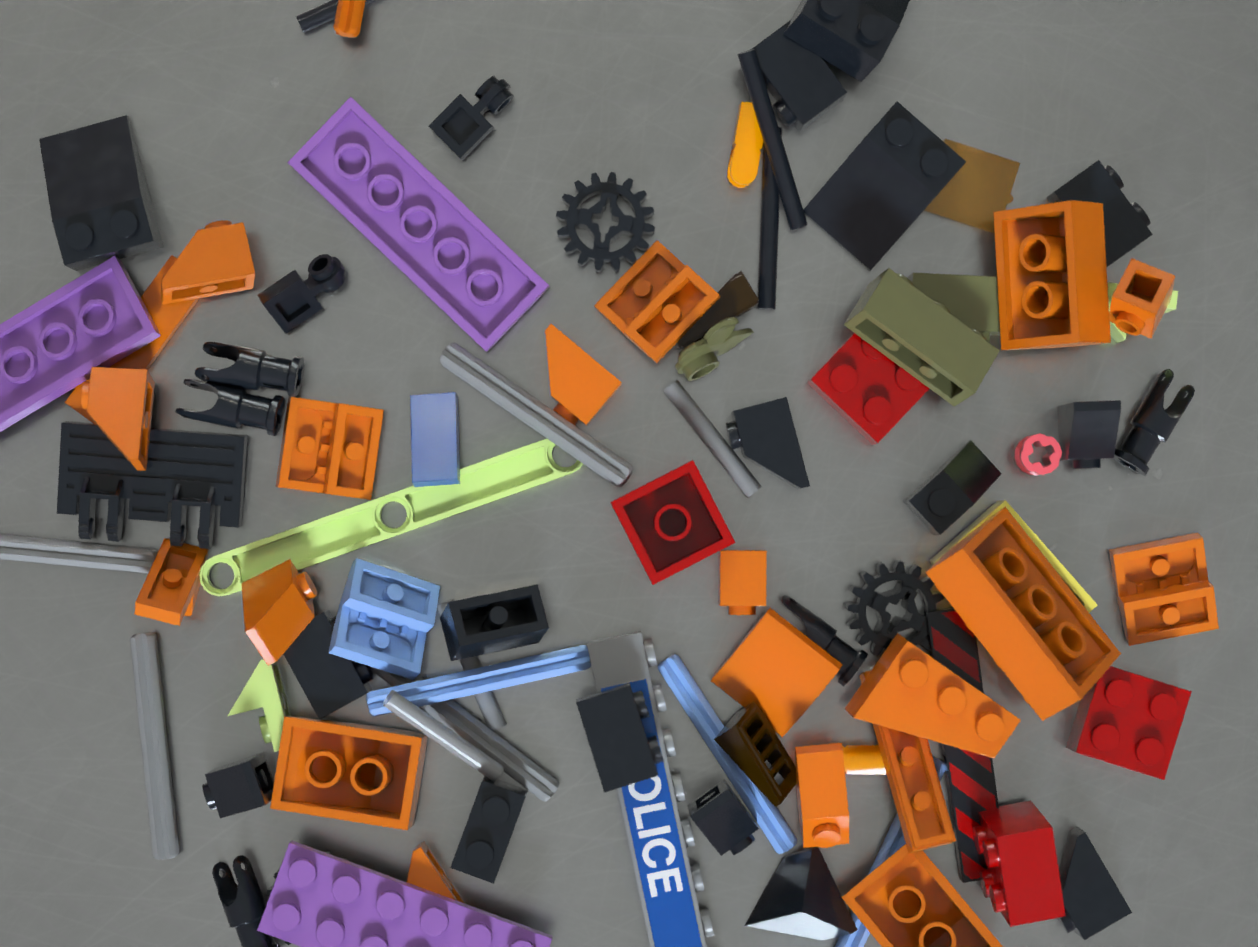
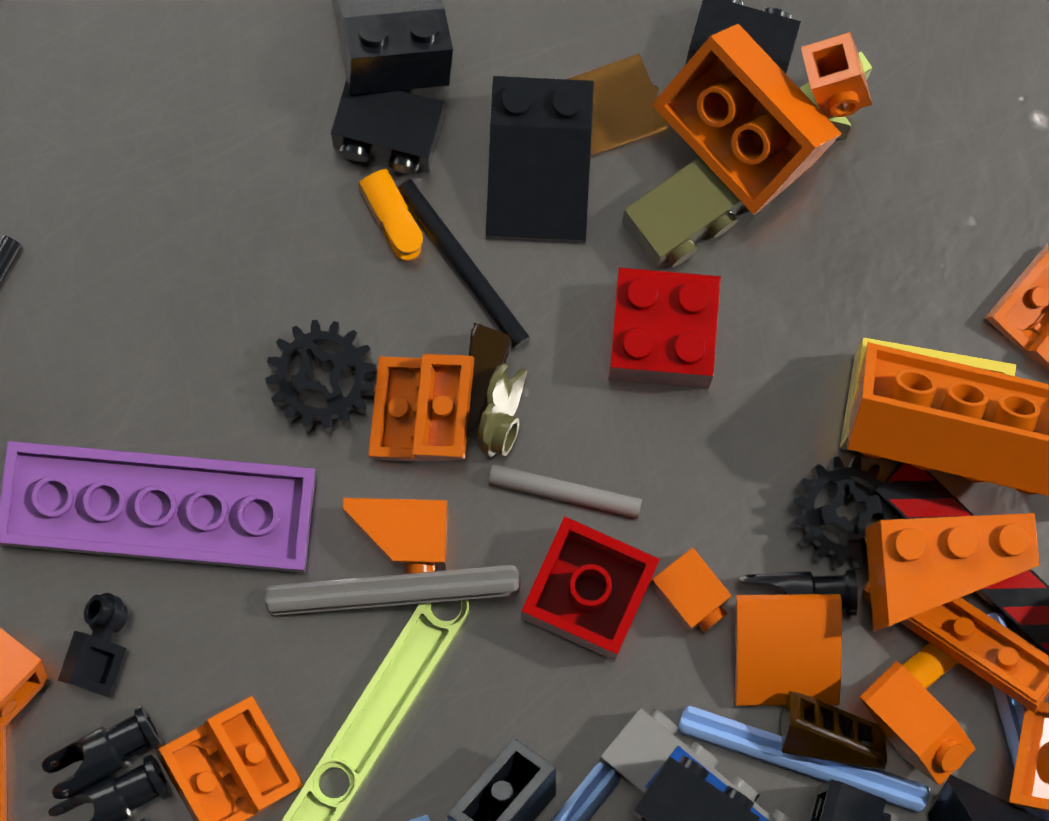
camera: 40 degrees left, 10 degrees down
(435, 439) = (319, 684): tile -> none
(463, 125) = (127, 388): black plate -> none
(769, 440) = (618, 451): black slope -> none
(772, 139) = (411, 192): black bar -> none
(922, 337) = (677, 253): olive brick -> none
(953, 488) = (809, 371): black slope -> none
(1050, 460) = (872, 282): coral bush -> none
(1088, 432) = (884, 227): black slope -> none
(1152, 424) = (932, 182): black piece -> none

